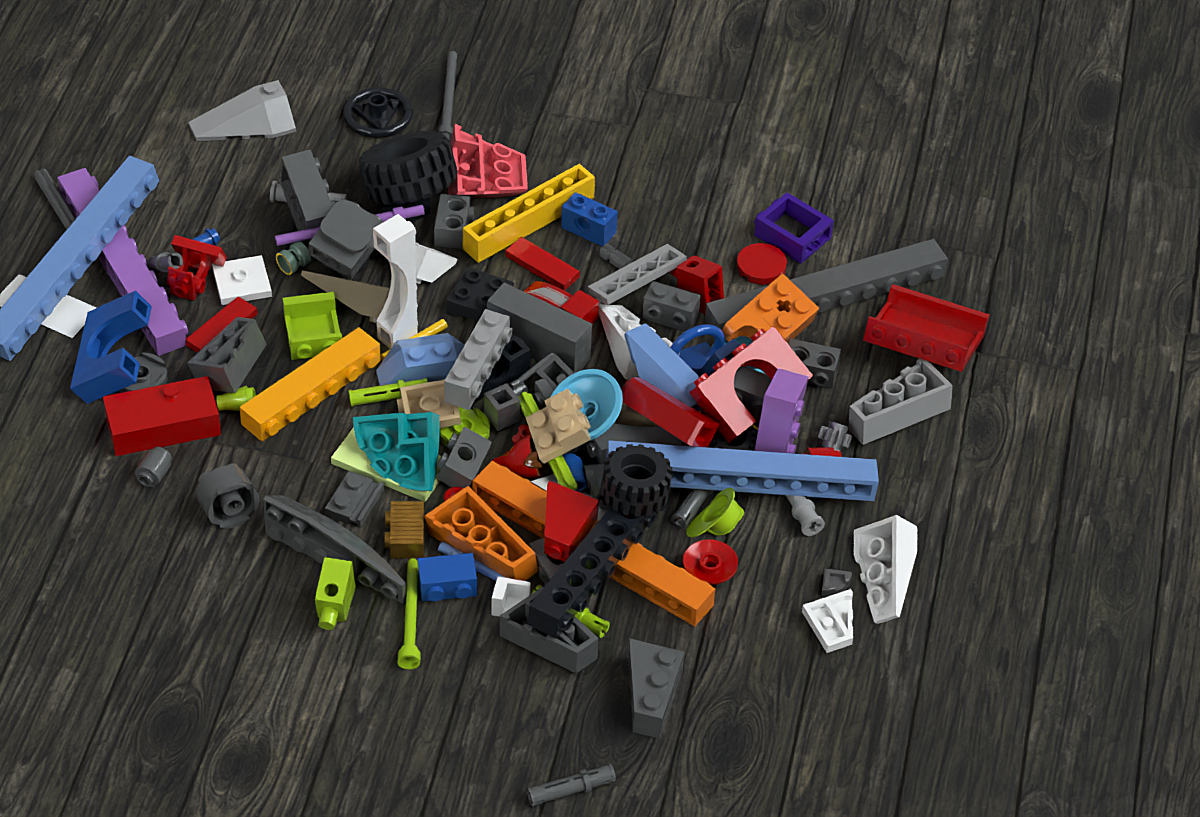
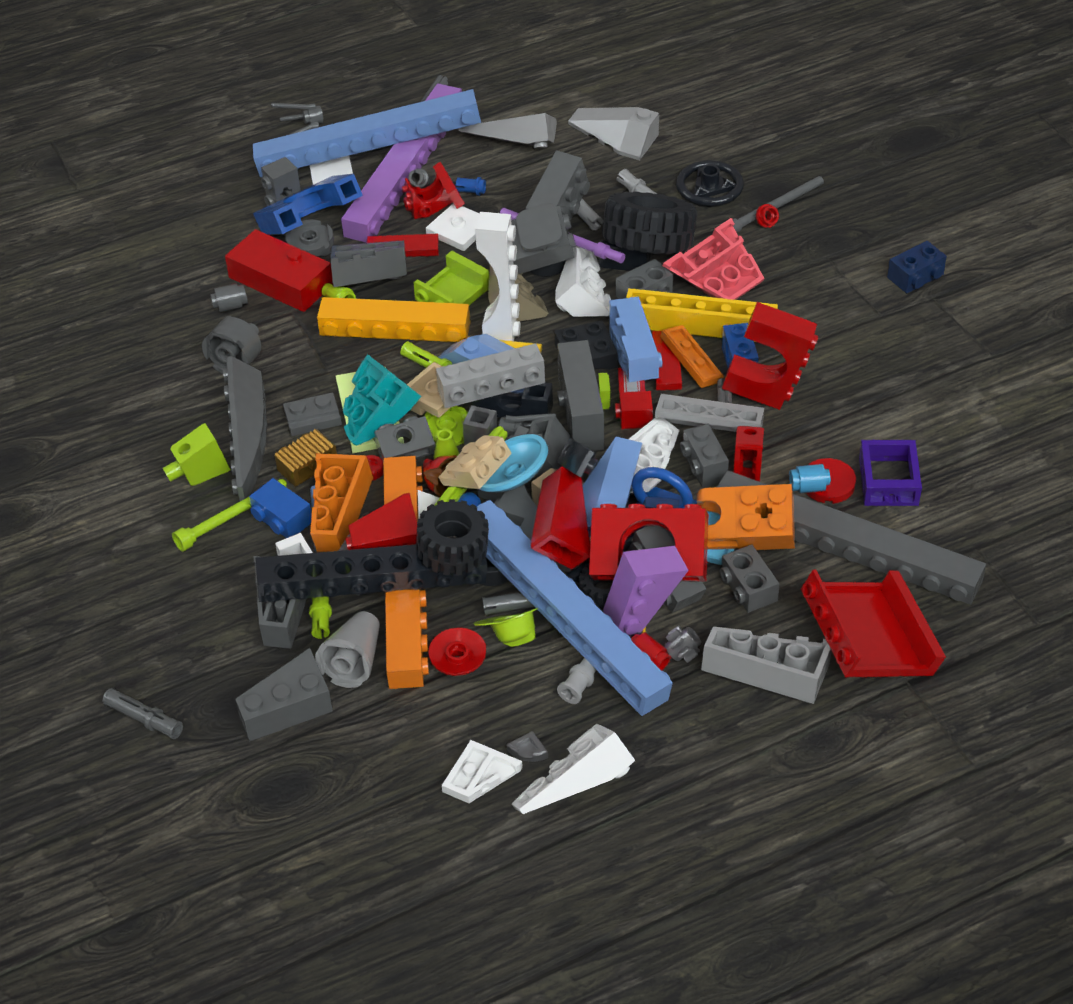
camera: 55 degrees right, 0 degrees up
(62, 348) = (279, 180): none -> dark grey brick
(186, 164) = (527, 130): none -> light grey wedge
(334, 152) = (632, 183): none -> light grey pin
(460, 107) = (772, 215): none -> red plate
(499, 440) = (445, 444): none -> lime cone
(519, 262) = (633, 340): none -> medium blue wedge
(559, 246) = (691, 356): none -> orange tile
(613, 72) = (916, 266): none -> dark blue brick
(627, 364) = (578, 458): none -> black slope
(645, 225) = (787, 335): none -> red arch
(649, 616) = (350, 651): none -> light grey cone
(760, 268) = (809, 478): none -> dark azure brick

